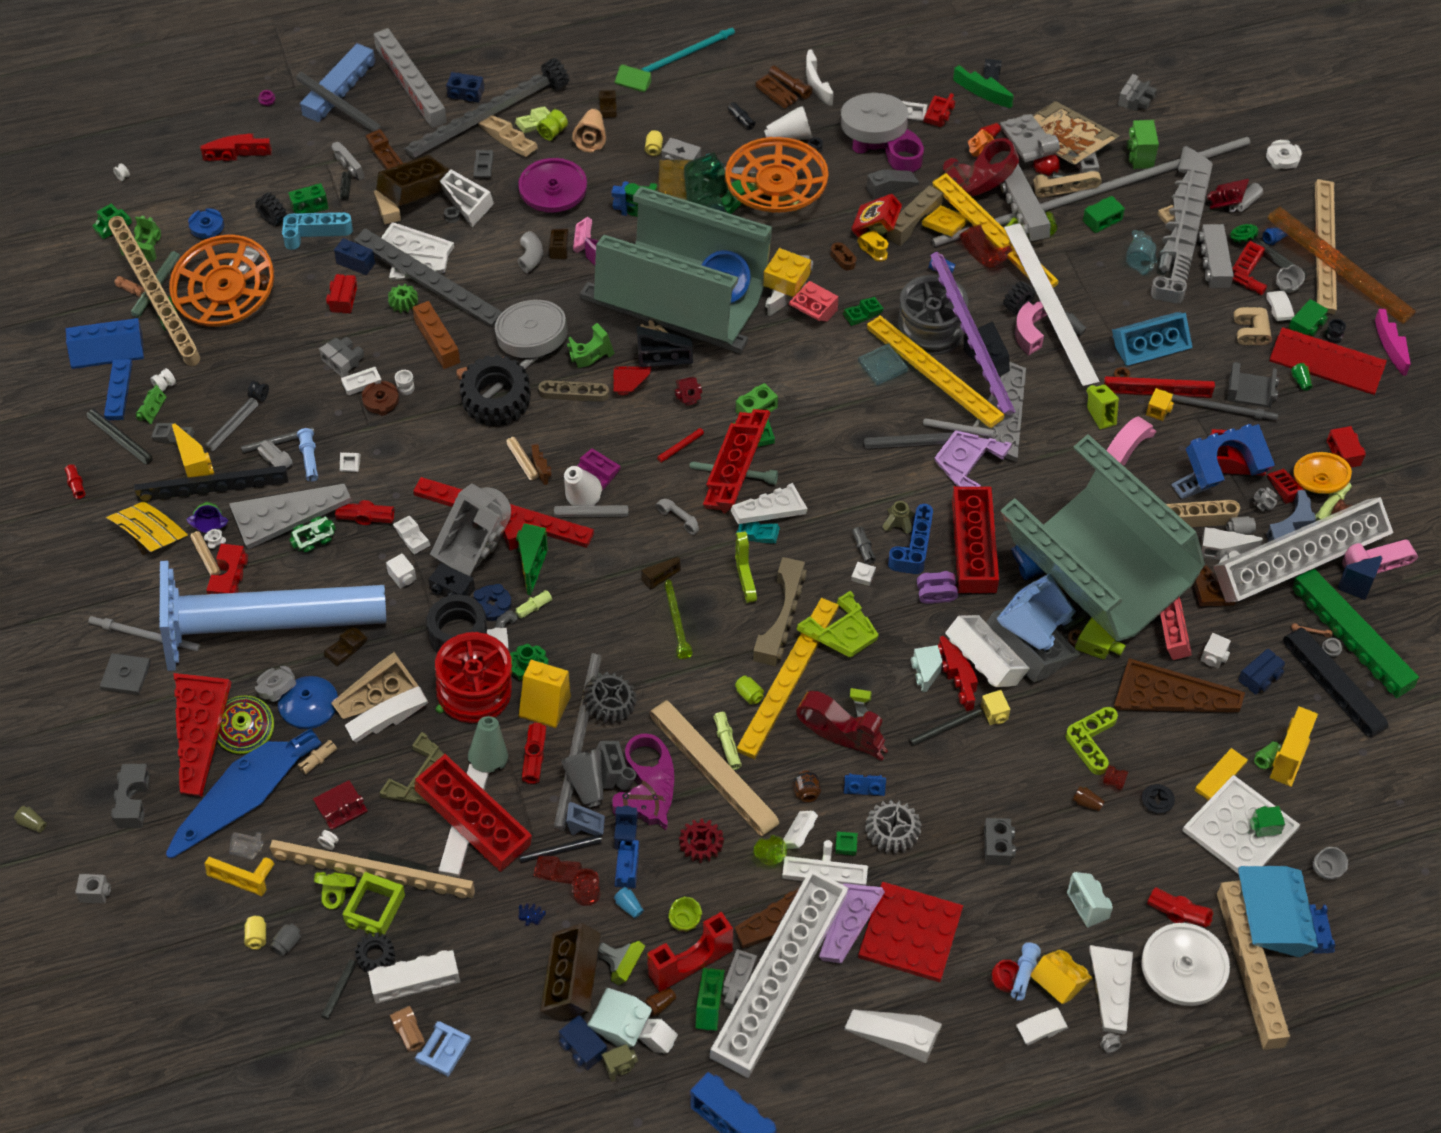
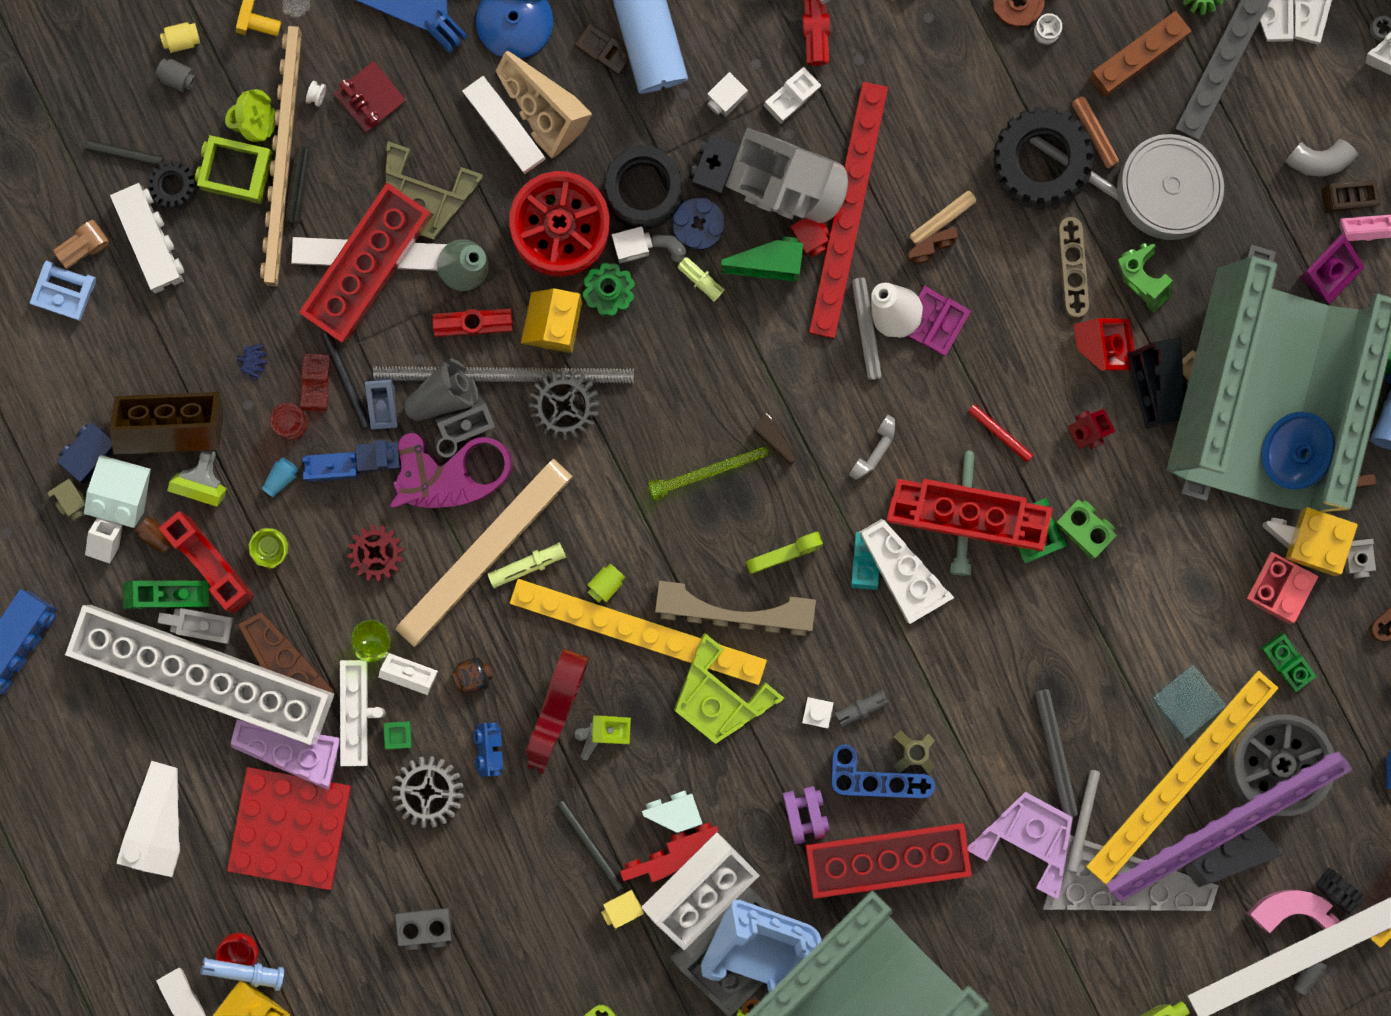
camera: 85 degrees right, 30 degrees up
(317, 757) = (432, 52): tan pin -> none

